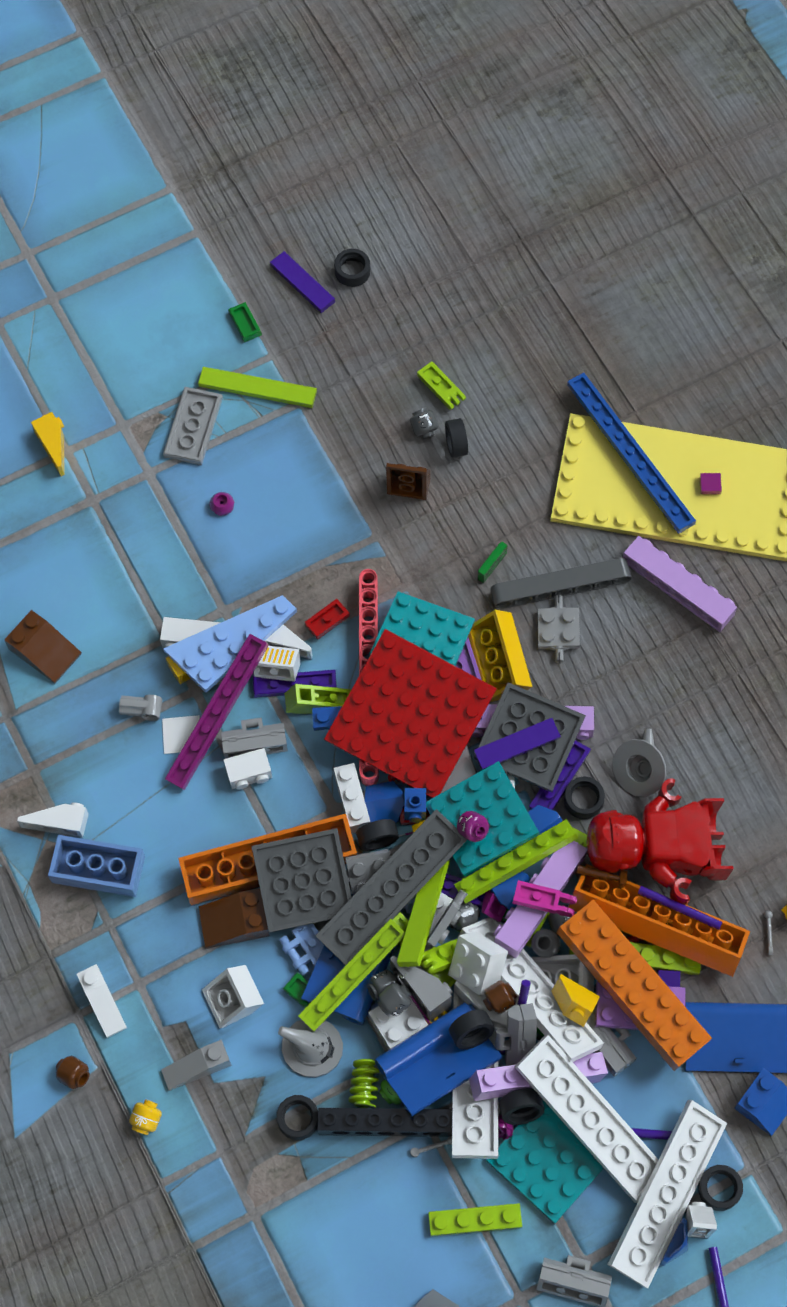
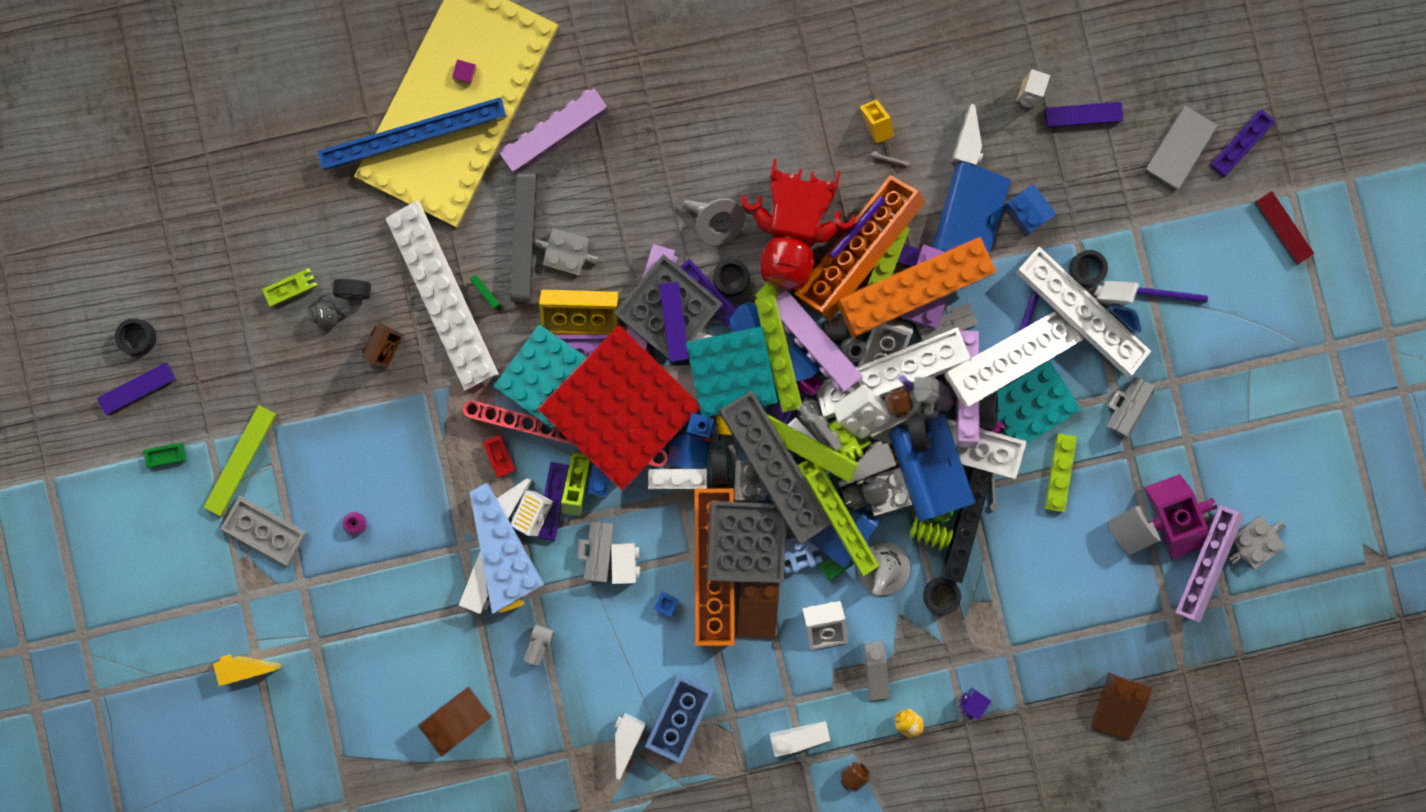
camera: 80 degrees left, 20 degrees up
(177, 731) = (572, 613): white sticker -> none
(184, 1186) = (974, 704): none -> dark purple brick
(215, 823) = (666, 604): none -> blue plate
(217, 711) = (565, 578): magenta plate -> none
(472, 826) = (743, 382): magenta head -> none
(475, 523) = (441, 295): none -> white plate
(543, 898) = (823, 342): dark pink hinge -> none
(574, 1000) = (916, 340): yellow slope -> none
(596, 873) = (811, 283): reddish brown piece -> none

